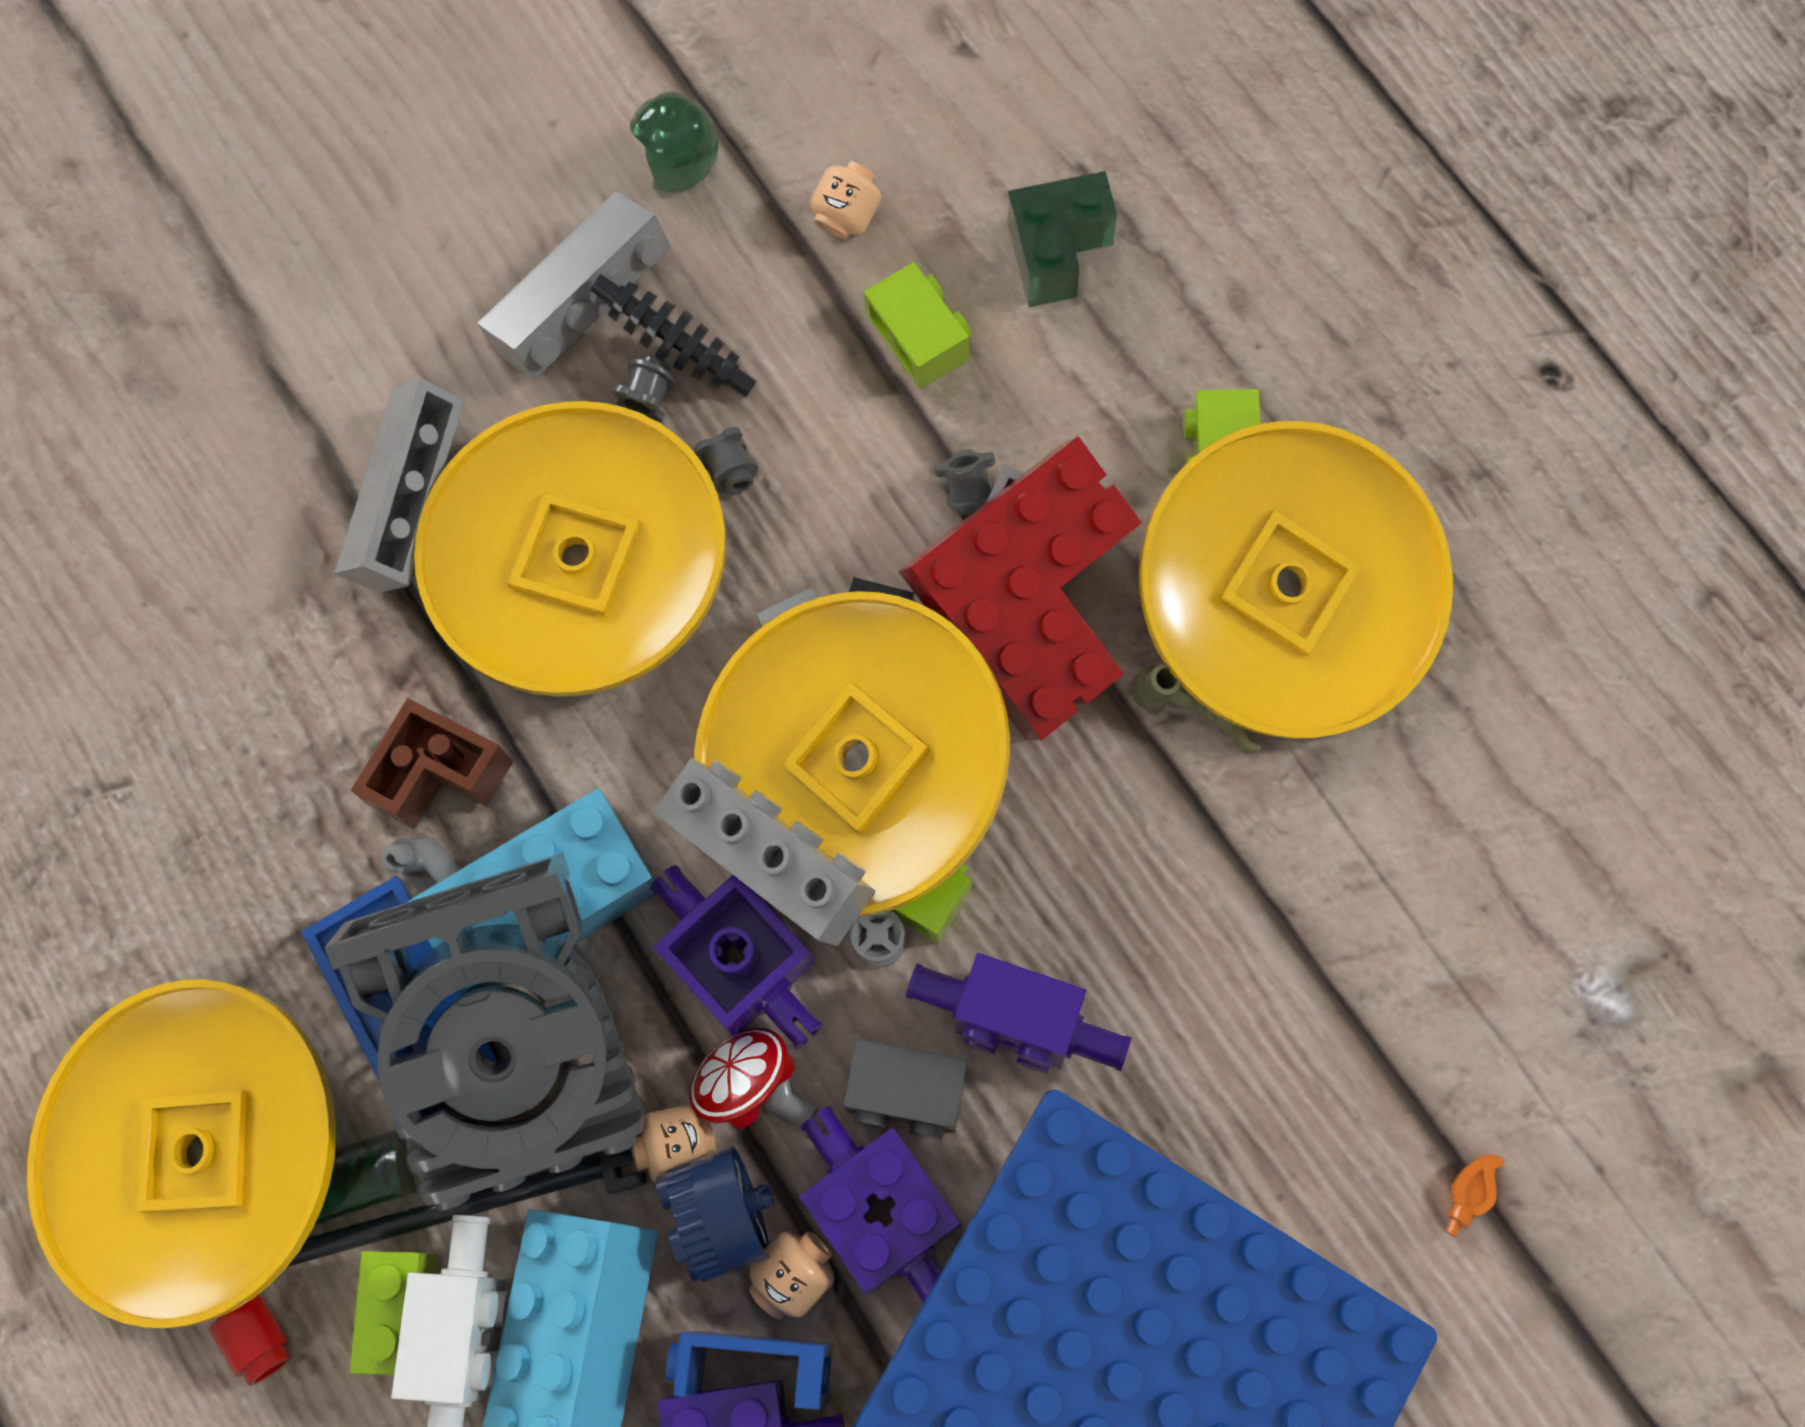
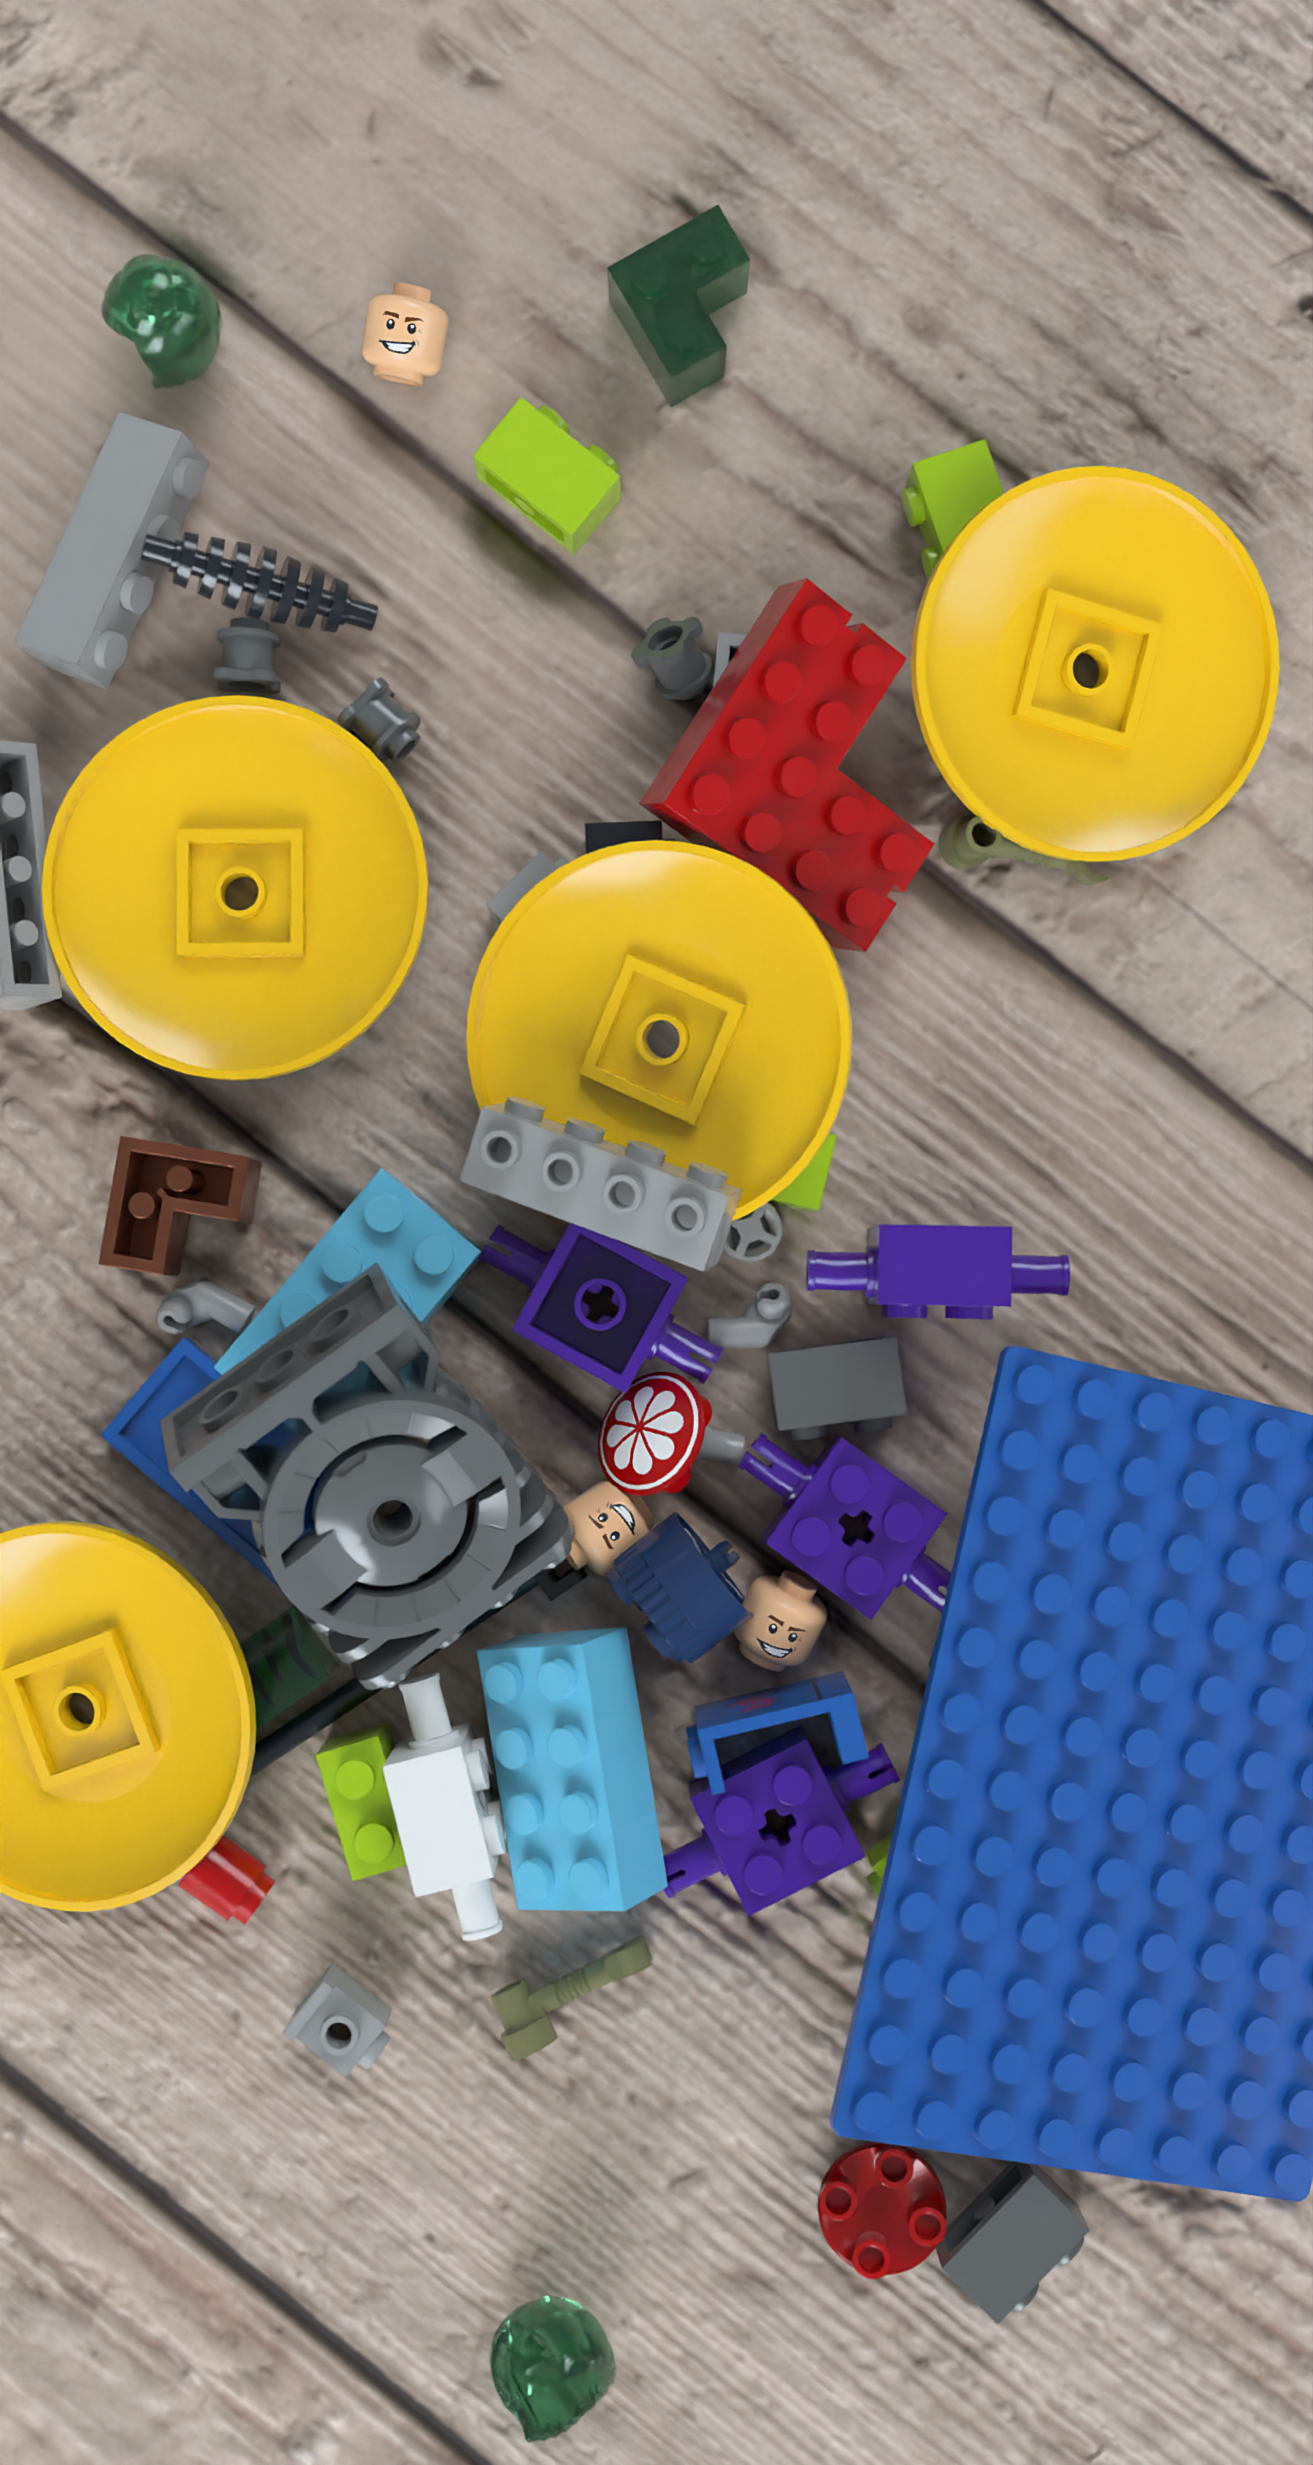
camera: 25 degrees left, 15 degrees up
(861, 1017) = (758, 1323): none -> light grey arm

